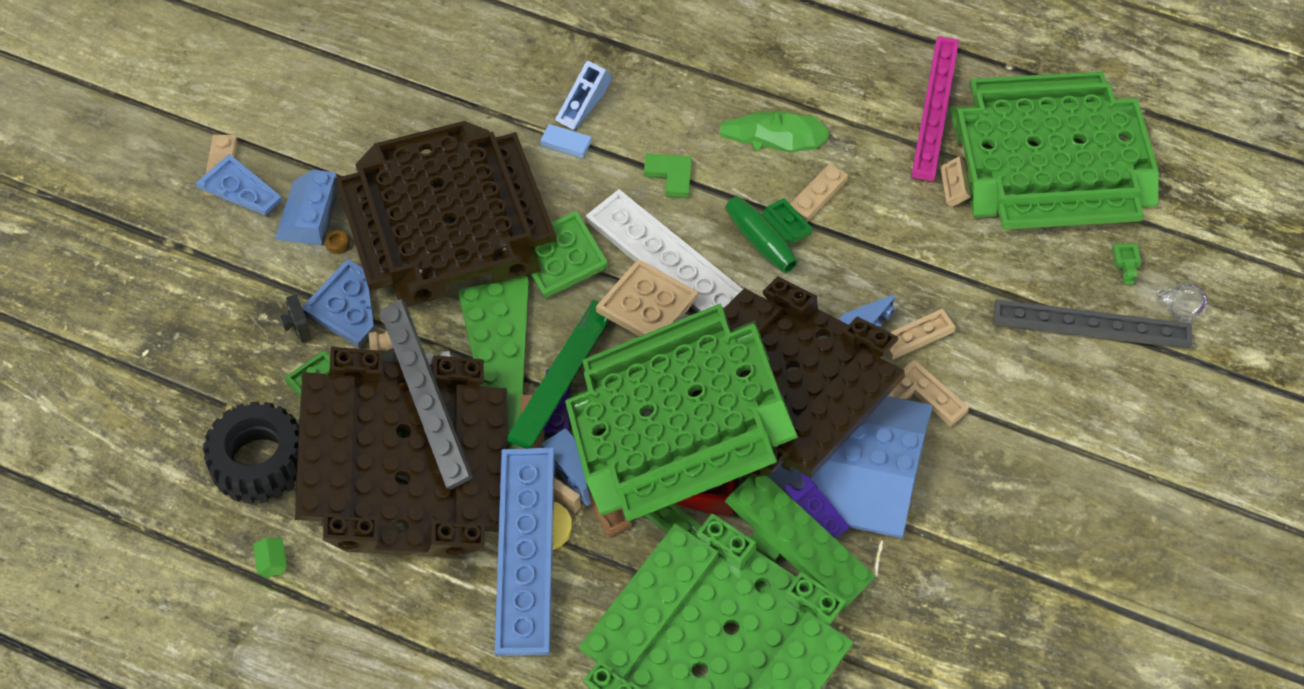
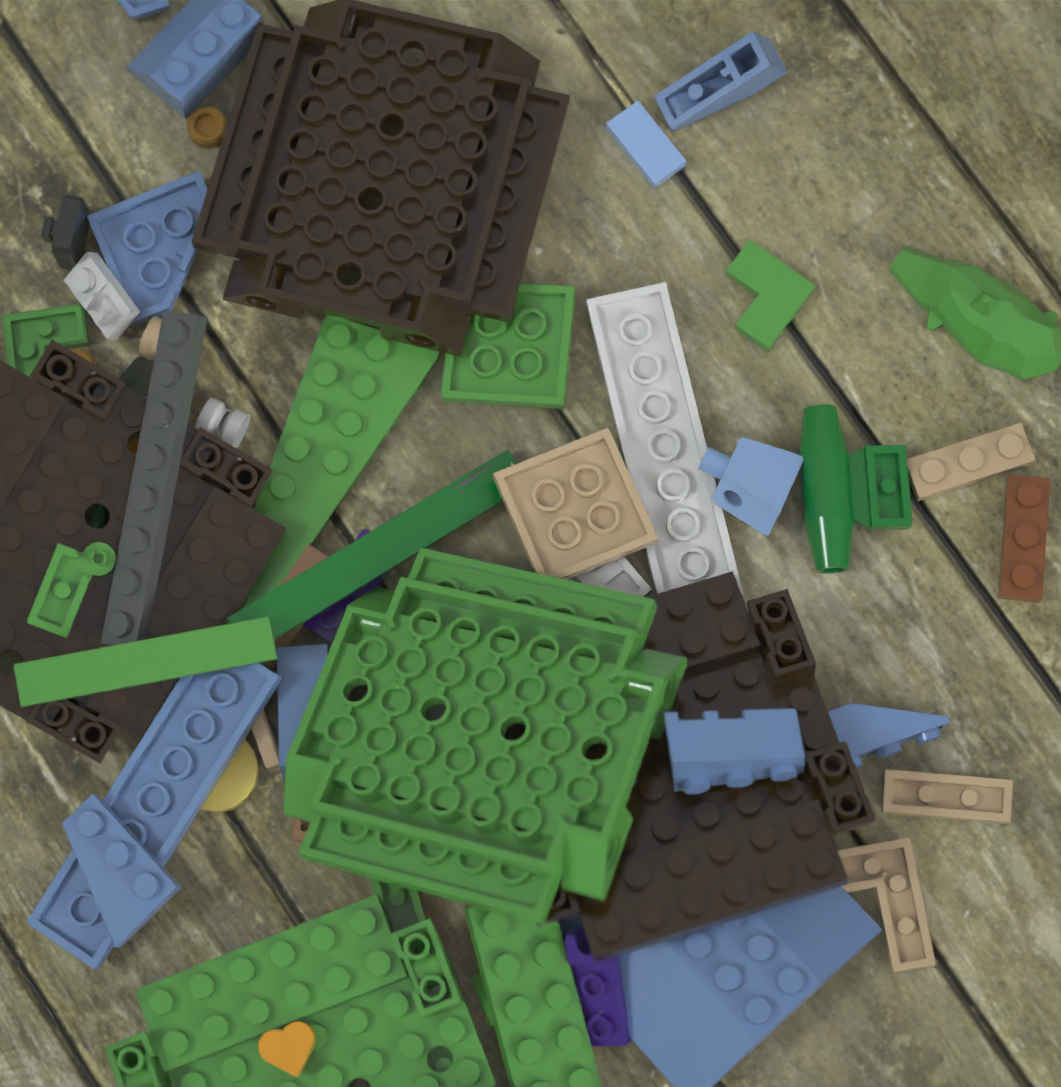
camera: 35 degrees right, 20 degrees up
(328, 336) = (101, 295): none -> white plate
(411, 467) = (67, 585): none -> bright green hinge
(478, 477) = (145, 661): none -> bright green tile
(530, 590) = (118, 868): none -> medium blue wing
(680, 624) = (288, 1047): none -> light orange tile
(724, 247) = (752, 481): none -> light blue torso
(805, 348) = (734, 749): none -> medium blue wedge
(868, 210) = (1024, 538): none -> dark orange plate

